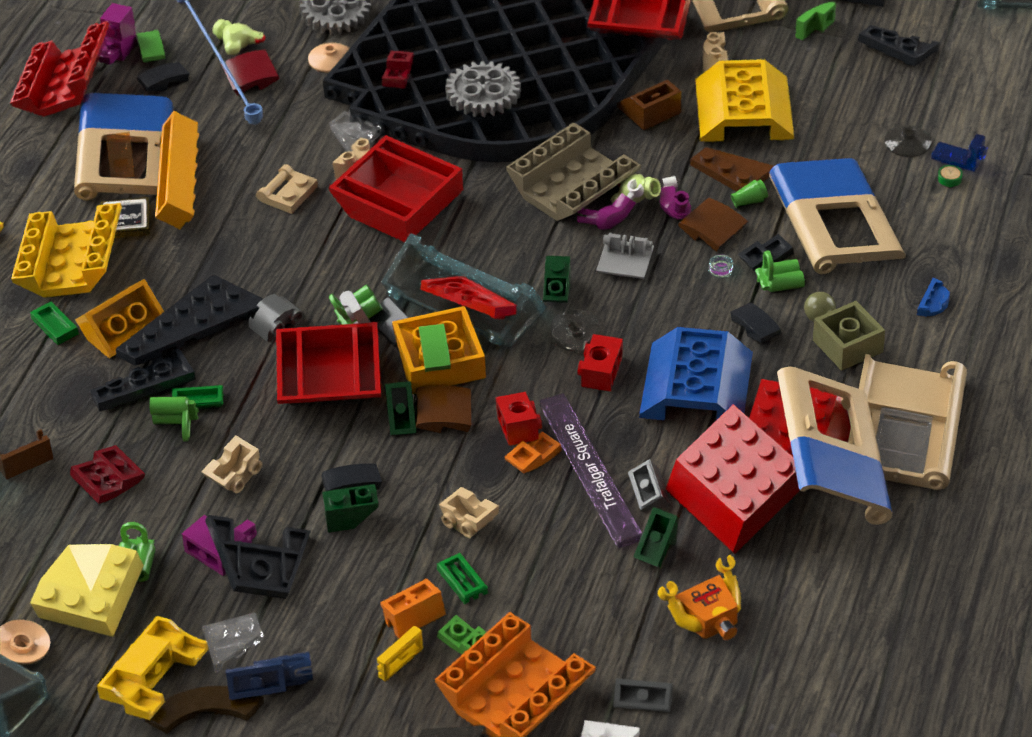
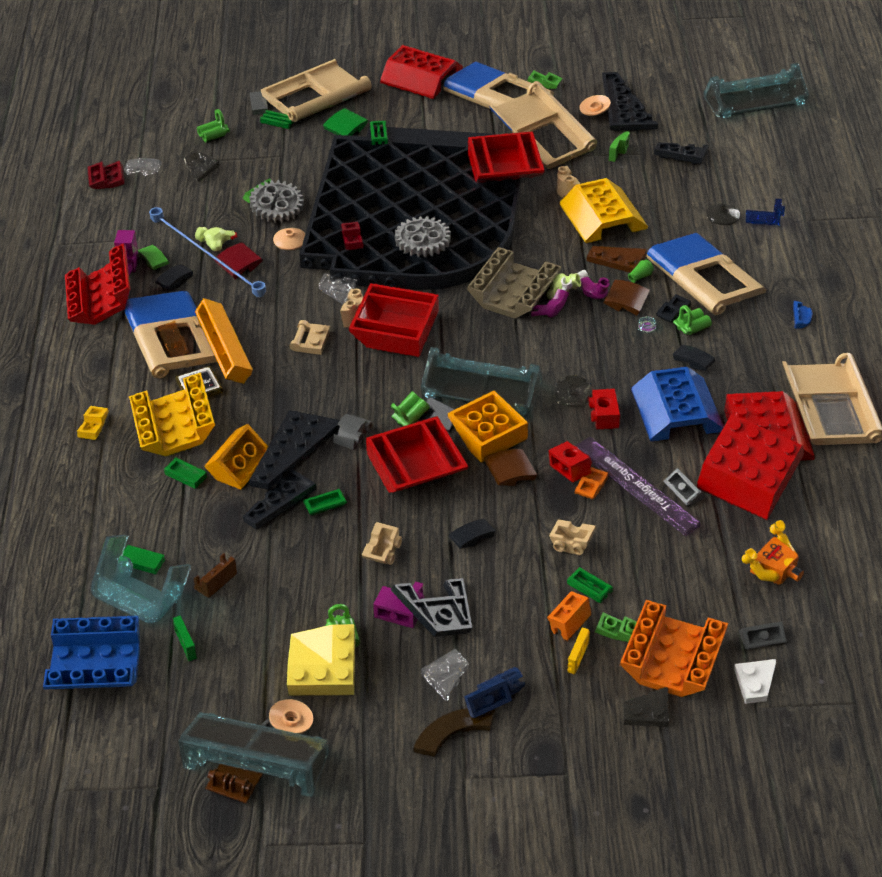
camera: 20 degrees left, 0 degrees up
(107, 474) = (286, 575): dark red slope -> none
(145, 663) = (396, 710): yellow bracket -> none
(174, 411) = (315, 516): bright green piece -> none
(349, 506) = (484, 554): dark green slope -> none
(353, 308) = (415, 409): light grey hinge -> none
(400, 408) = (481, 473): dark green slope -> none
(434, 347) = (492, 424): bright green slope -> none
(470, 294) = (491, 381): red wing -> none
(557, 279) = (543, 356): dark green slope -> none
(625, 257) = (579, 333): light grey hinge -> none
(652, 105) = (541, 224): reddish brown slope -> none
(657, 536) = (714, 521): dark green slope -> none
(829, 463) = (817, 436): piece -> none
(843, 332) = (759, 351): olive brick -> none
(950, 176) = (765, 231): tile -> none

